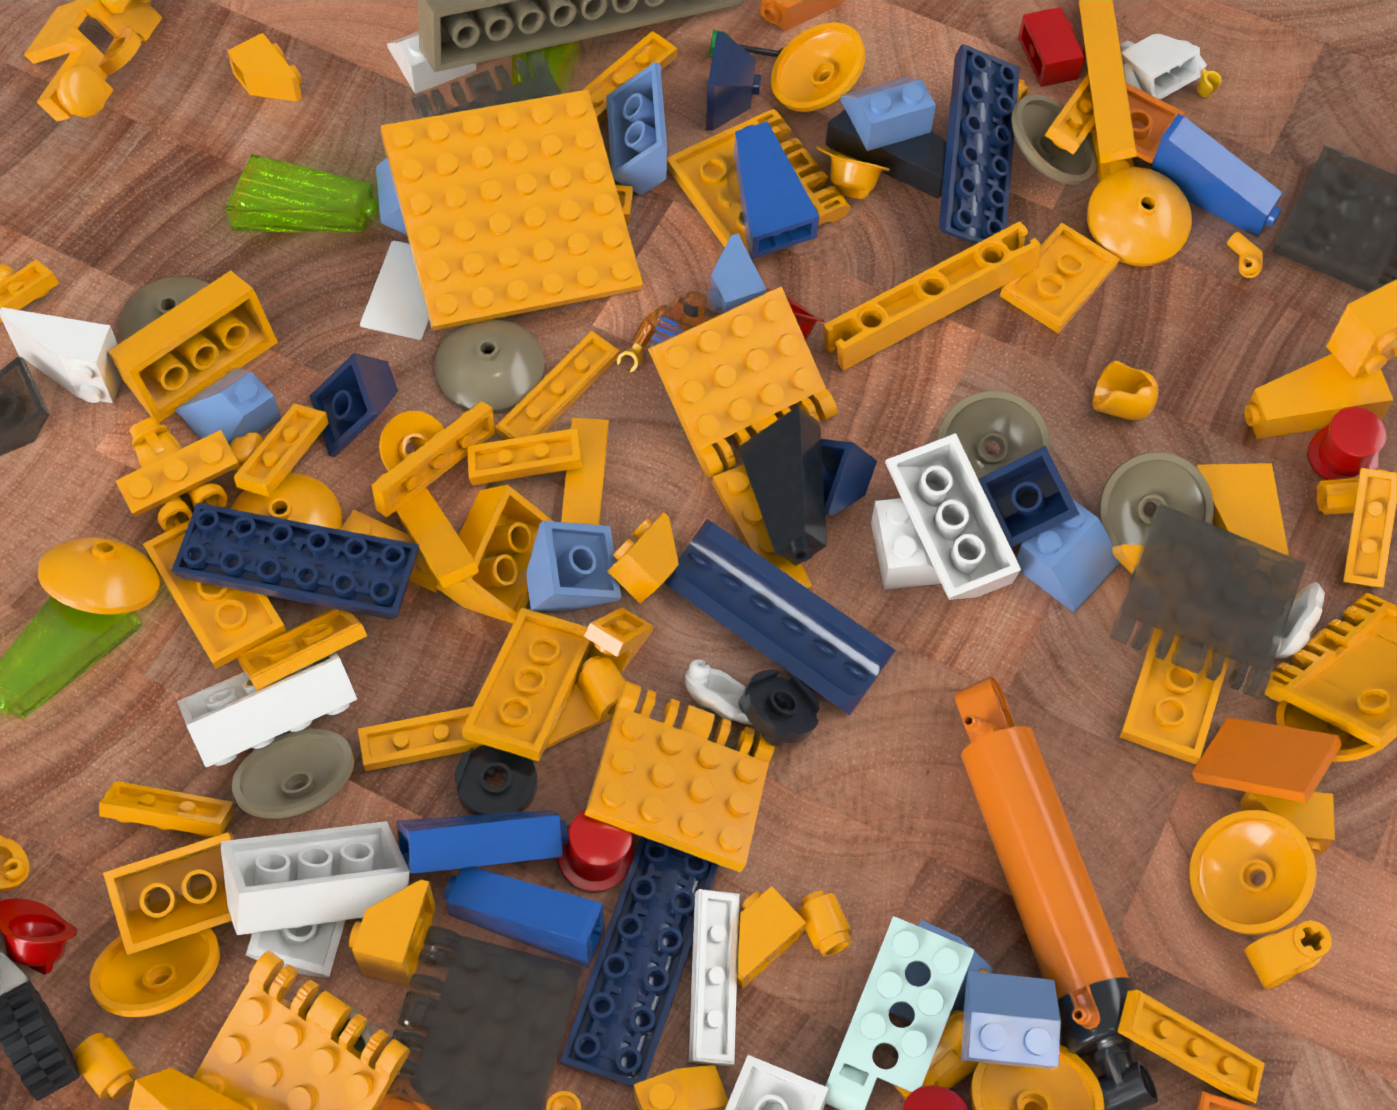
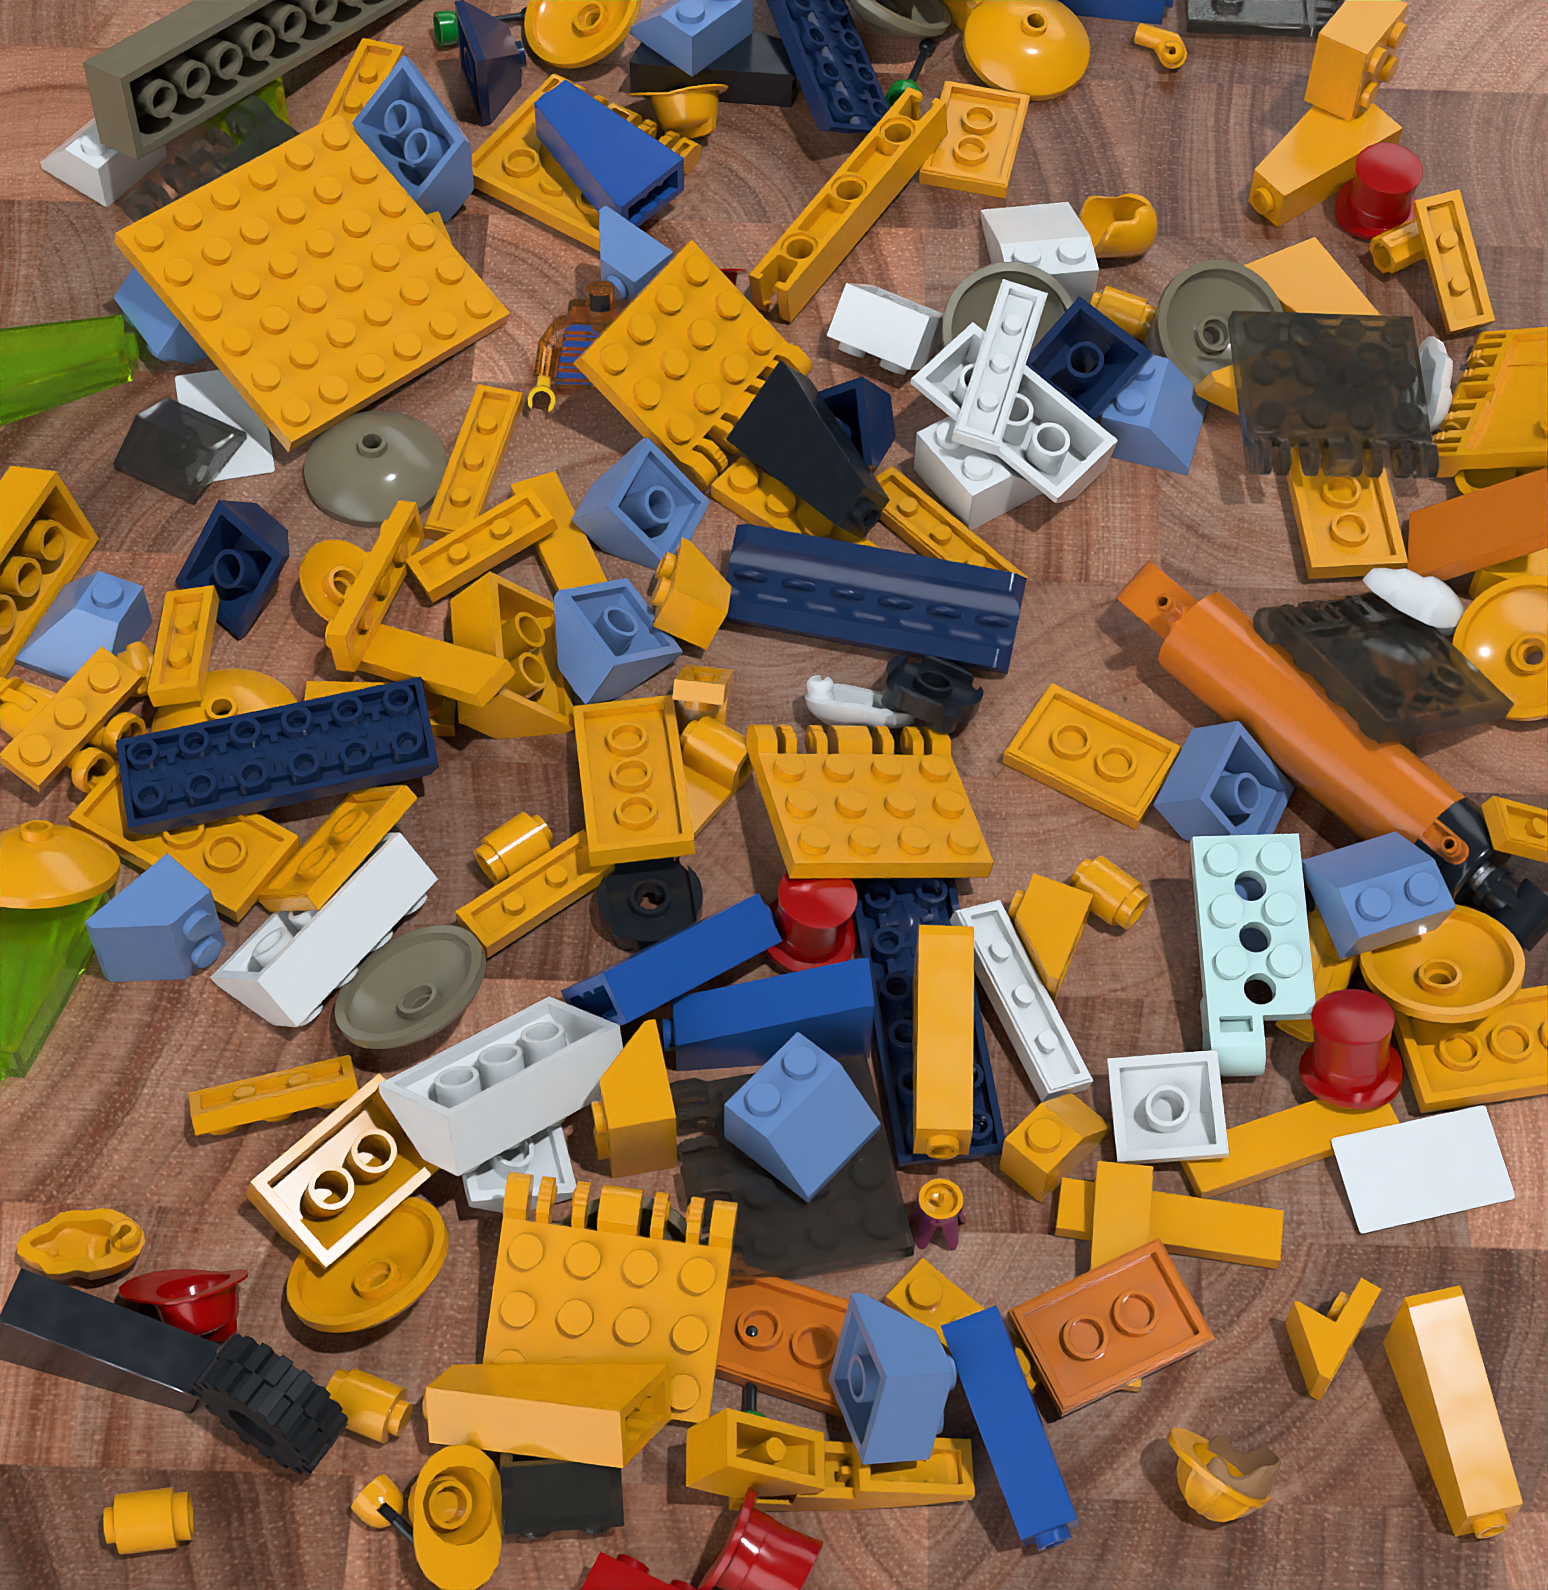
camera: 25 degrees left, 5 degrees down
(150, 652) = (157, 927): none -> medium blue slope
(364, 296) = (177, 449): none -> clear smoke slope
(424, 696) = (513, 846): none -> light orange brick
(500, 999) = (800, 1117): none -> medium blue slope
(627, 990) = (943, 1040): none -> light orange slope
(653, 475) = (641, 507): none -> medium blue slope
(859, 582) = (932, 528): none -> light orange tile
(877, 808) = (1092, 755): none -> light orange tile
(906, 403) = (886, 327): none -> white slope
(955, 882) = (1223, 785): none -> medium blue slope
(956, 477) = (999, 367): none -> white tile
(1029, 219) = (926, 48): none -> hinge
(1060, 387) = (1047, 239): none -> white slope
(1089, 463) = (1126, 311): none -> light orange brick
(1125, 839) = (1383, 666): none -> clear smoke hinge
(1187, 792) = (1418, 596): none -> white arm

